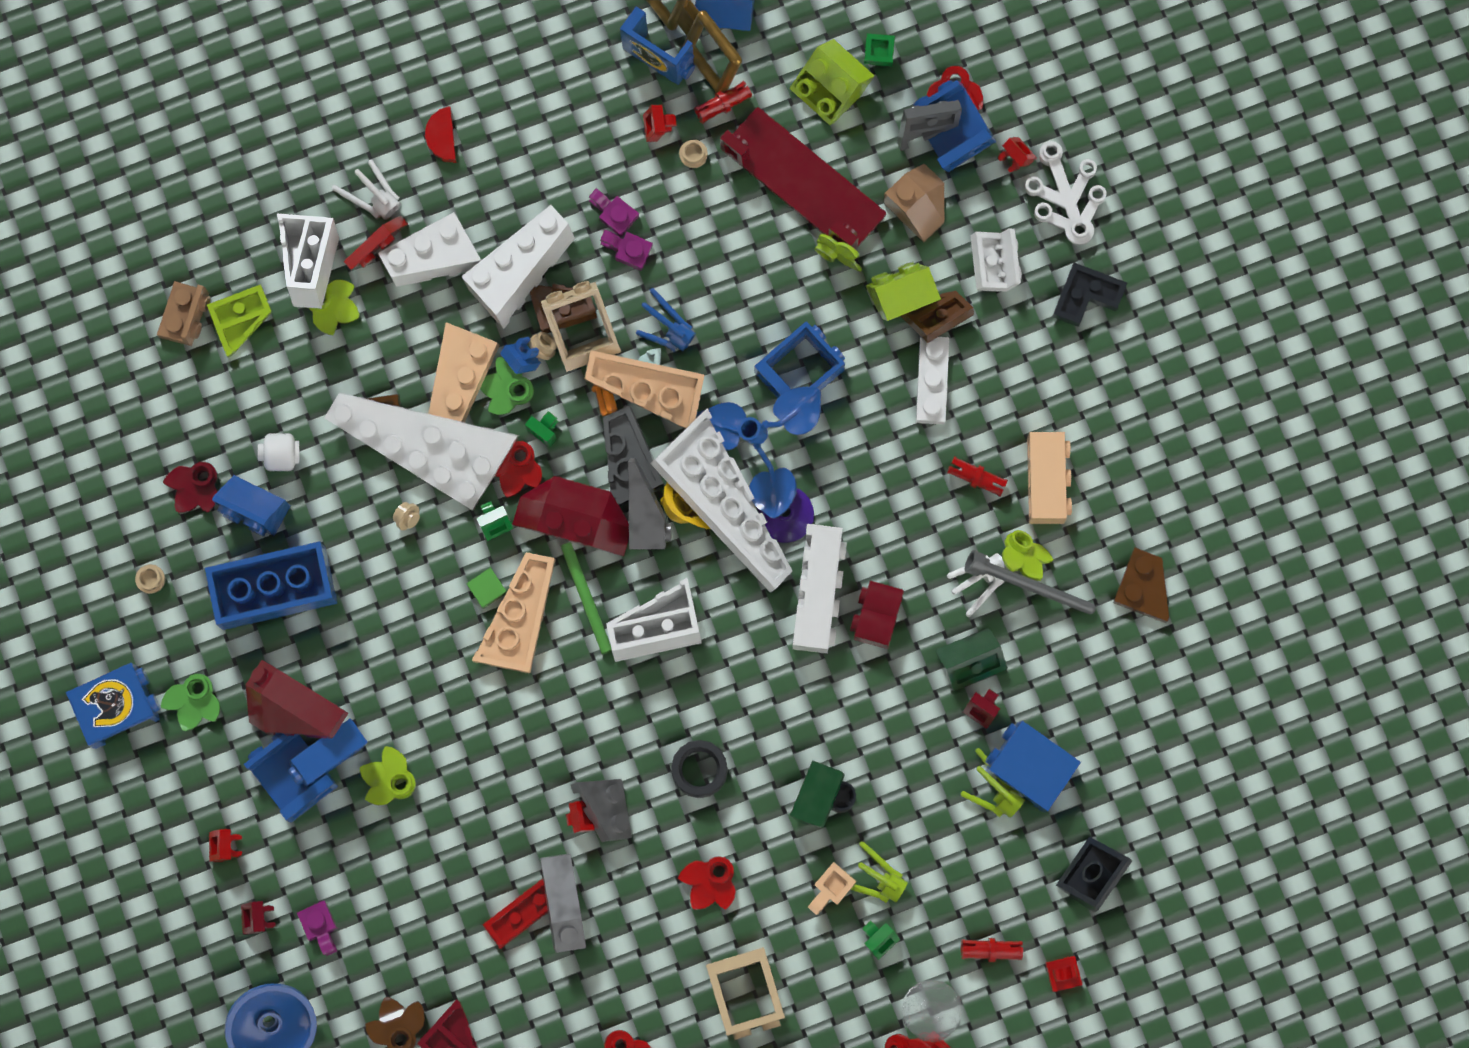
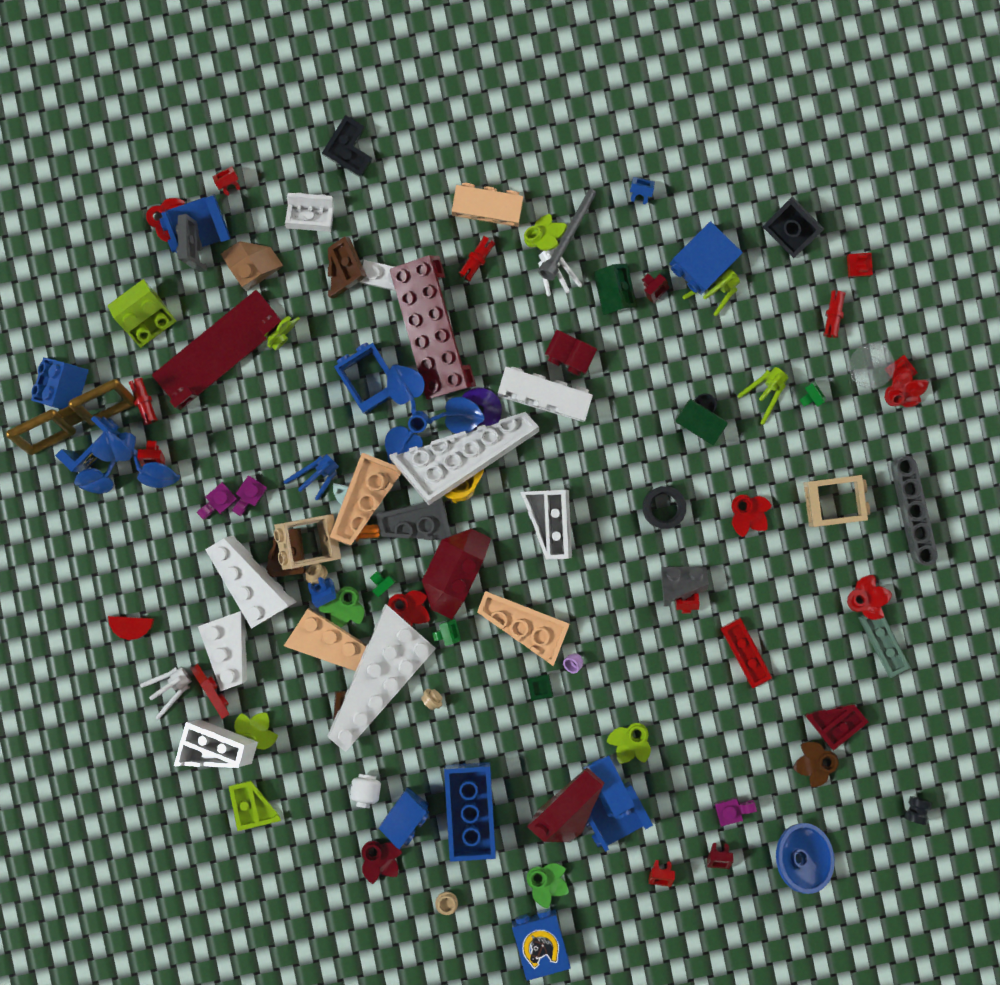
camera: 80 degrees left, 10 degrees up
(183, 313) = (240, 849): medium nougat bracket -> none
(442, 650) = (540, 687): none -> dark green tile
(480, 686) = (573, 663): none -> lavender hinge
(486, 588) = (498, 646): bright green tile -> none
(562, 903) = (750, 626): flat silver slope -> none
(586, 598) = (519, 571): bright green bar -> none
(646, 516) = (464, 515): flat silver slope -> none
(654, 67) = (122, 448): none -> blue plant
(693, 153) = (181, 431): tan plate -> none
(833, 885) = (768, 423): light nougat plate -> none
(877, 430) = (430, 326): none -> bracket
(879, 49) = (122, 271): green tile -> none
(903, 291) = (322, 287): lime slope -> none
(1066, 197) = (267, 148): white plant -> none
(1108, 669) = (642, 187): none -> blue tile
(1144, 586) = (581, 149): reddish brown wing -> none

